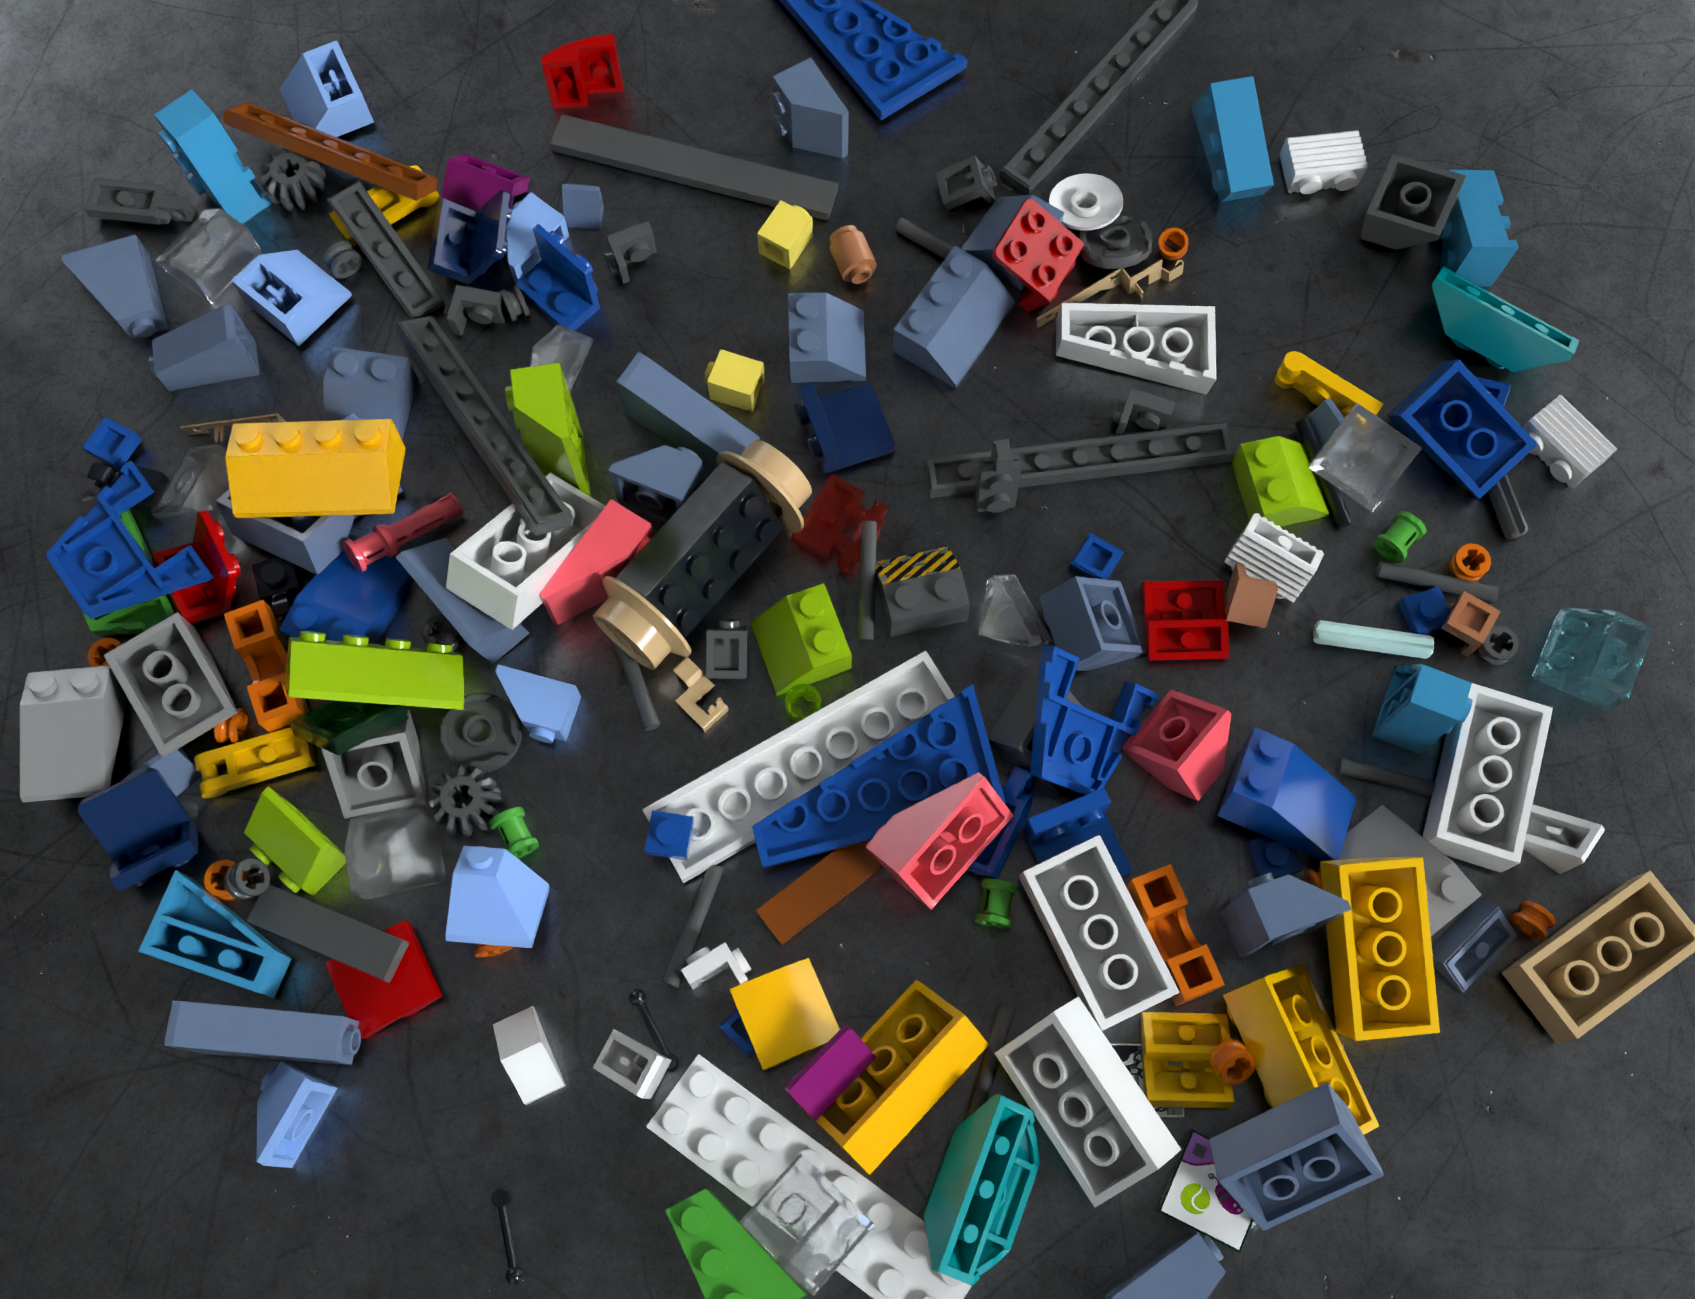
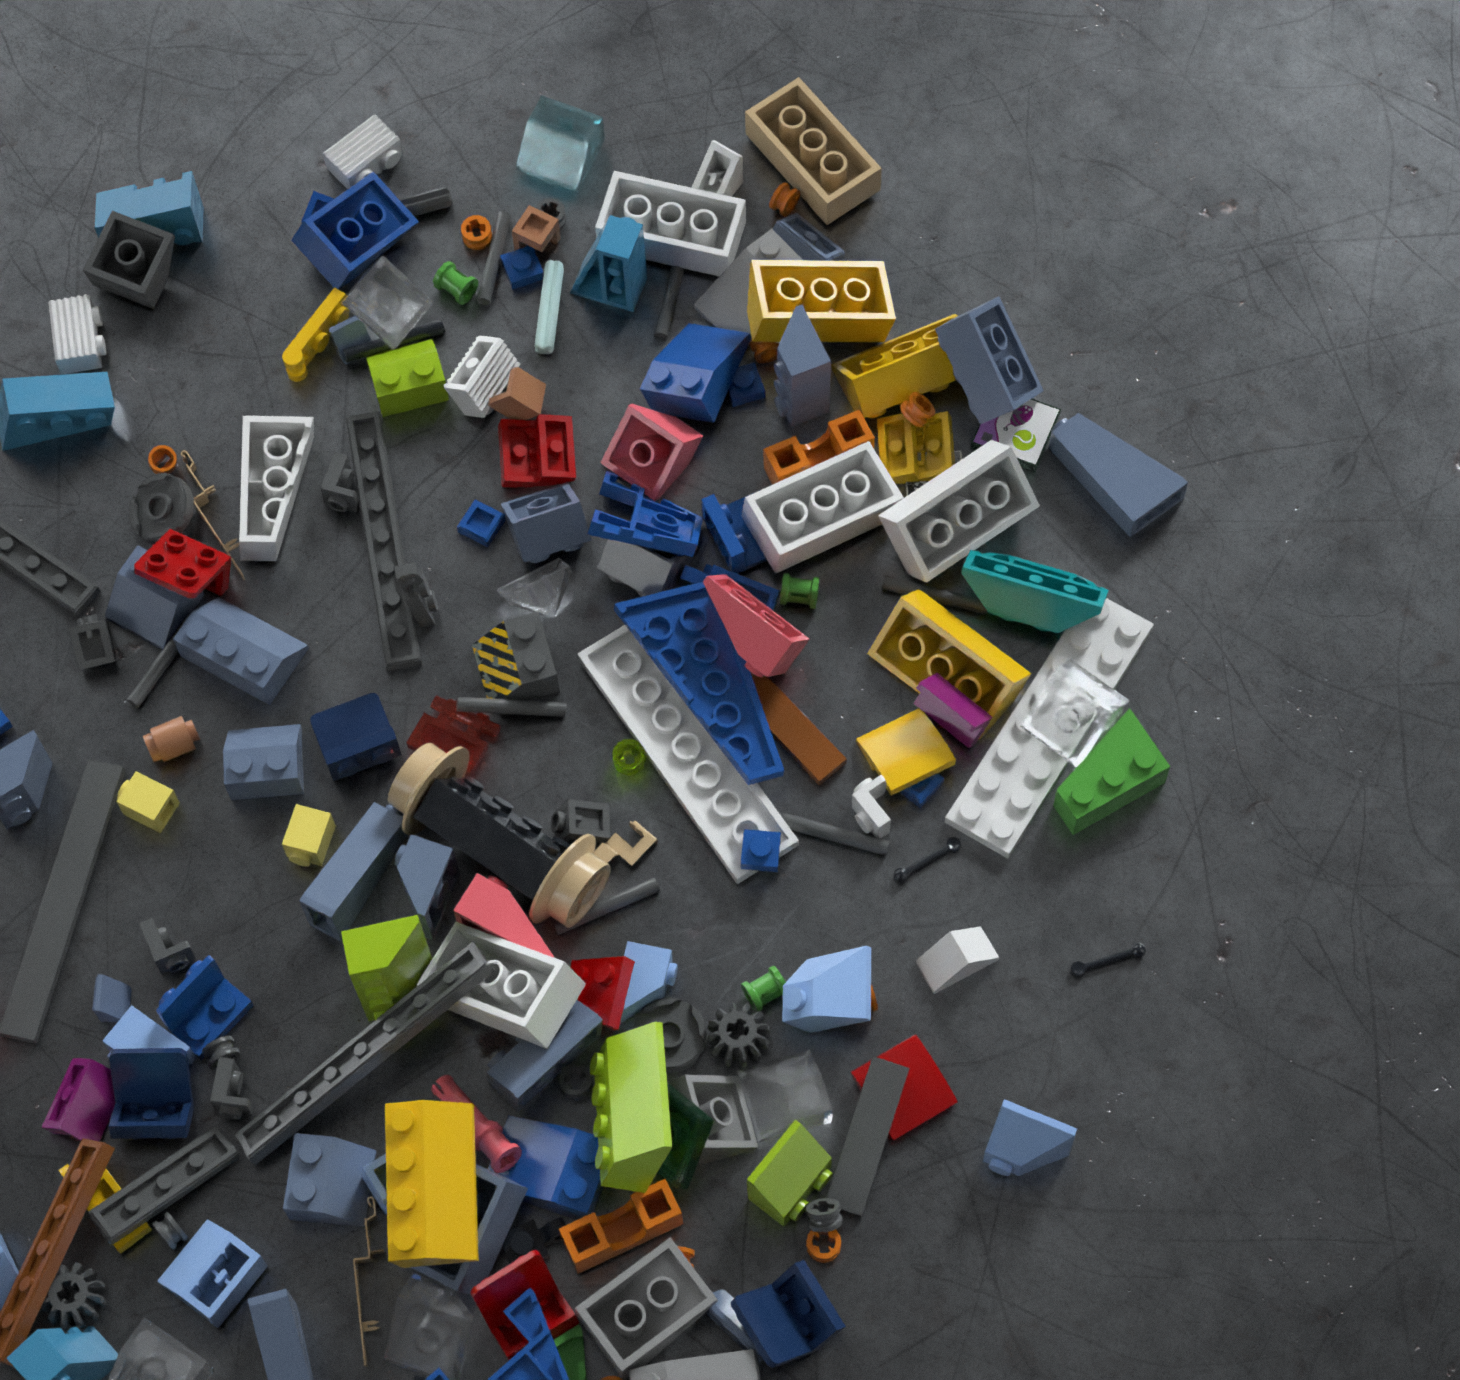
camera: 90 degrees left, 5 degrees down
(211, 939) = (884, 1232): dark azure wedge -> none
(253, 761) = (709, 1233): yellow plate -> none
(262, 1033) = (963, 1166): sand blue slope -> none
(526, 656) = (605, 986): none -> red wing
(564, 347) = (290, 1003): clear slope -> none
(632, 1065) = (960, 866): white slope -> none
(802, 640) = (570, 758): lime slope -> none
(1087, 200) = (107, 525): white dish -> none
(1496, 327) = (254, 195): teal wedge -> none

